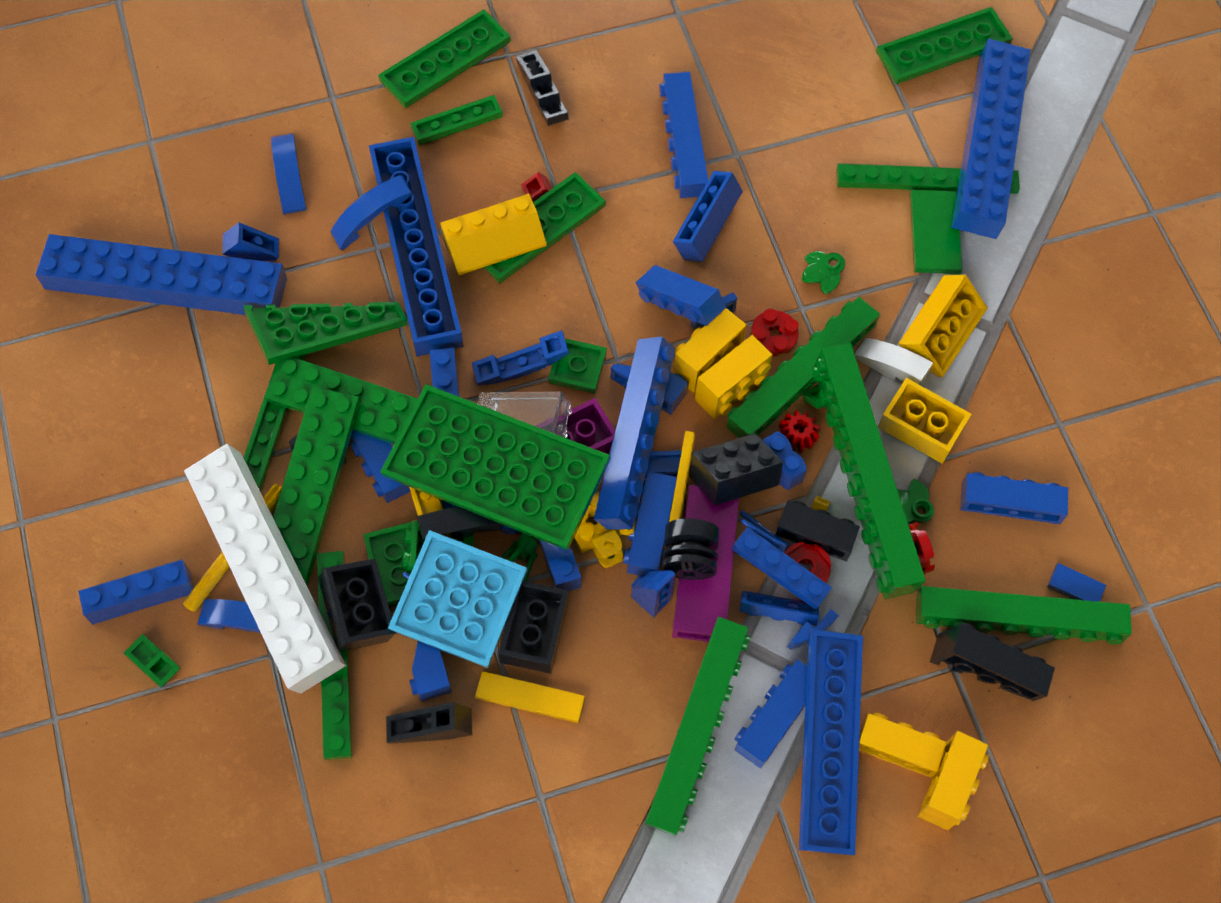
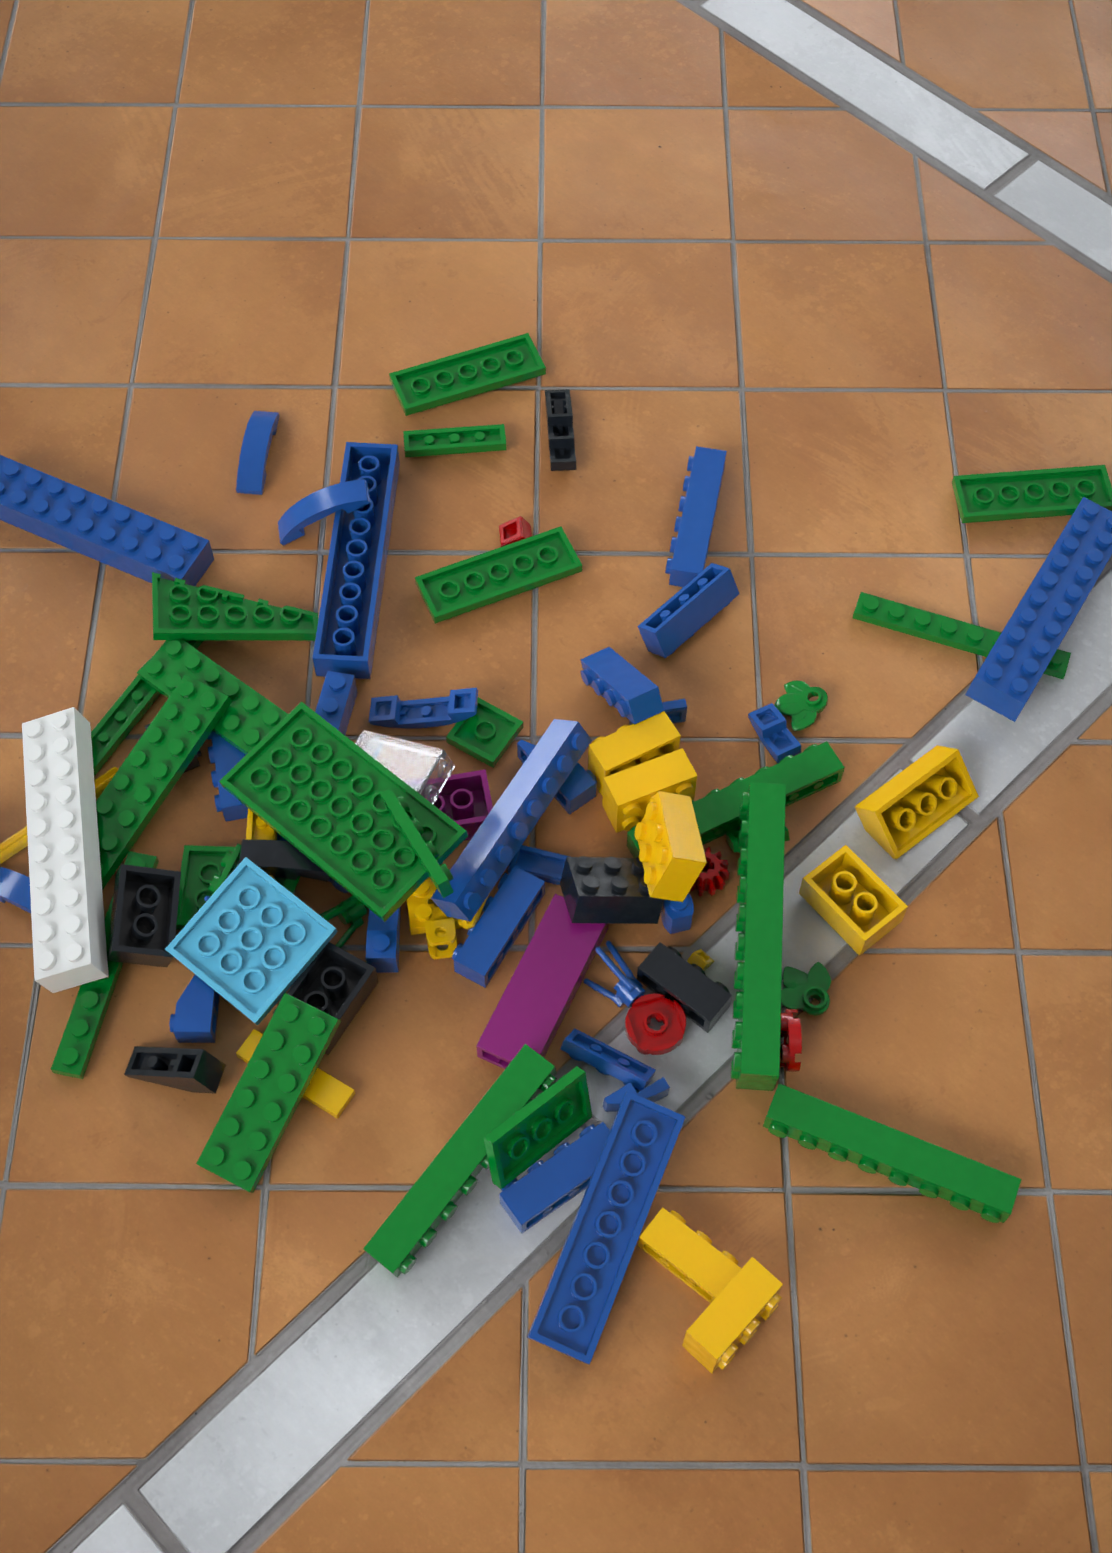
camera: 20 degrees right, 5 degrees down
(250, 243) = (187, 513): blue slope -> none
(493, 234) = (443, 568): yellow slope -> none
(518, 720) = (268, 1093): none -> green plate
(583, 482) = (424, 850): none -> green plate
(653, 590) = (471, 999): blue slope -> none
(682, 477) = (546, 891): yellow tile -> none
(691, 549) = (523, 961): black wheel -> none
(749, 680) = (538, 1127): none -> green plate
(775, 420) = (670, 846): none -> yellow brick
(780, 321) = (720, 771): red plate -> none
(781, 568) = (624, 1015): blue plate -> none
(808, 298) = (773, 732): none -> blue slope
(893, 361) = (843, 825): white slope -> none
(933, 240) = (942, 706): green tile -> none
(993, 661) = (834, 1196): black wedge -> none
(1014, 498) = (929, 1018): blue brick -> none
(1075, 584) = (968, 1138): blue tile -> none

